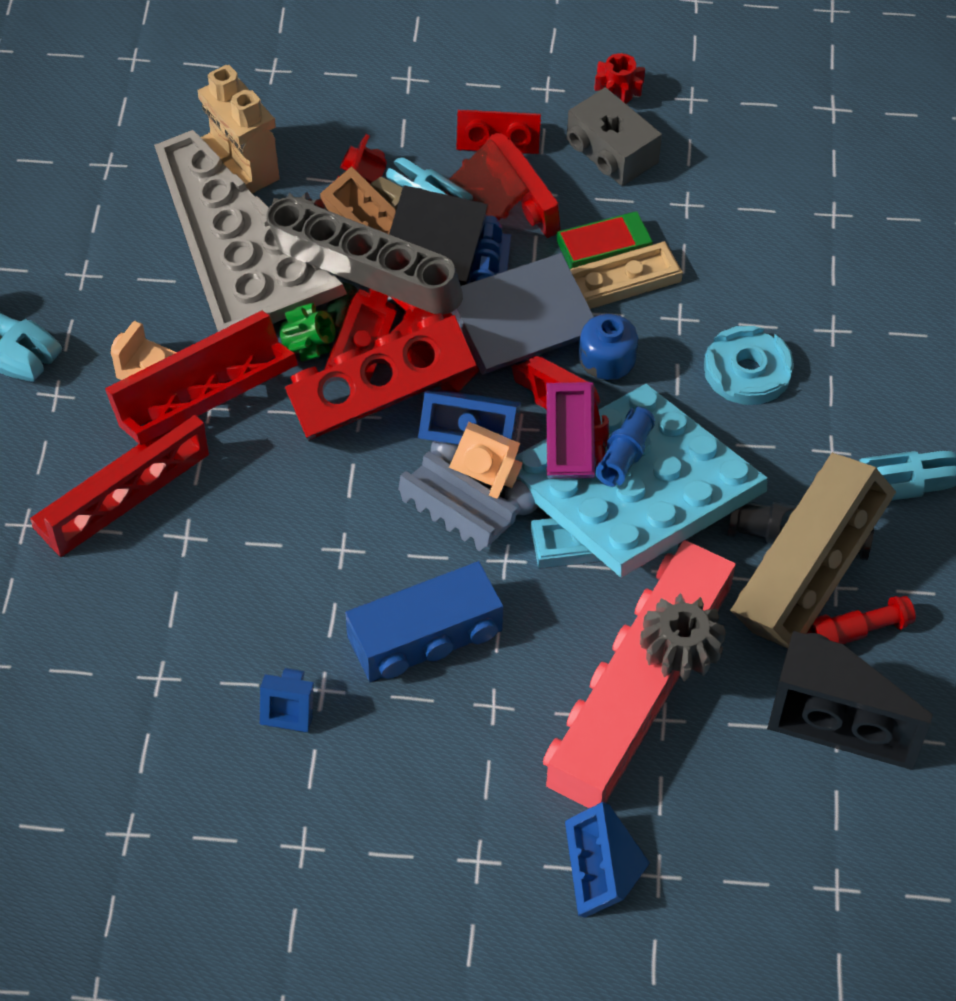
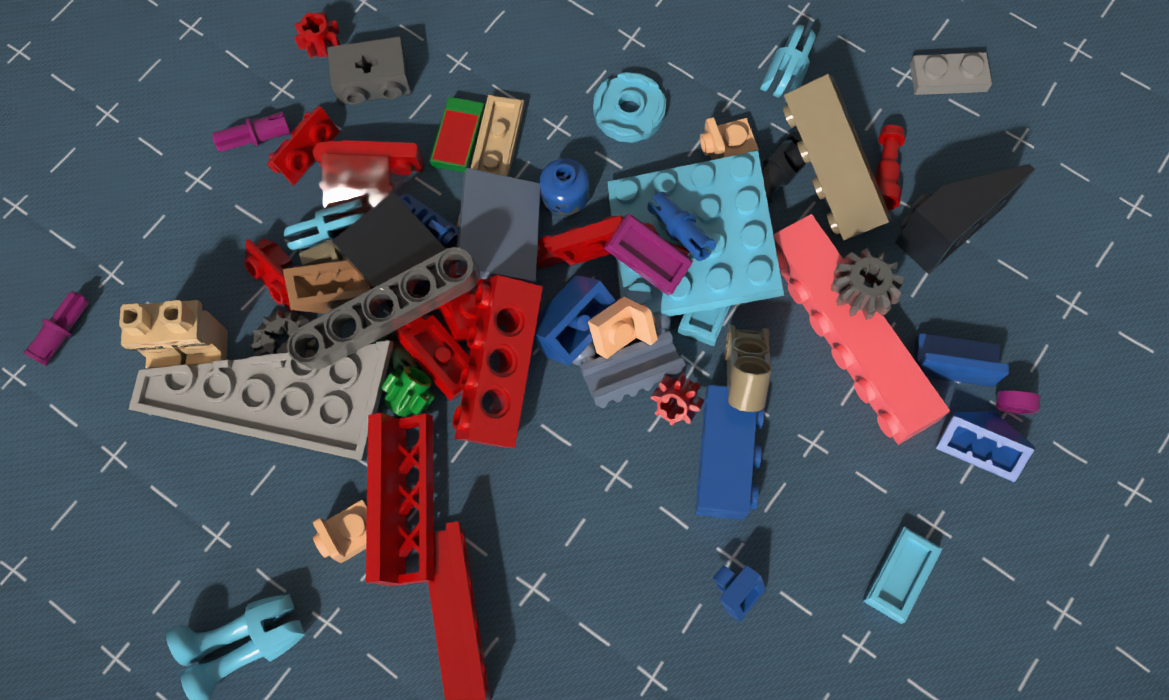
camera: 55 degrees left, 15 degrees up
(194, 59) = (57, 328): none -> magenta axle
(402, 849) = (902, 575): none -> medium azure tile
(449, 548) = (677, 399): none -> red gear
(482, 86) = (251, 132): none -> magenta axle
(521, 582) = (747, 368): none -> dark tan piece
(668, 869) = (1018, 402): none -> magenta tile
(679, 793) = (959, 360): none -> blue panel
(782, 467) = (727, 139): none -> light nougat bracket

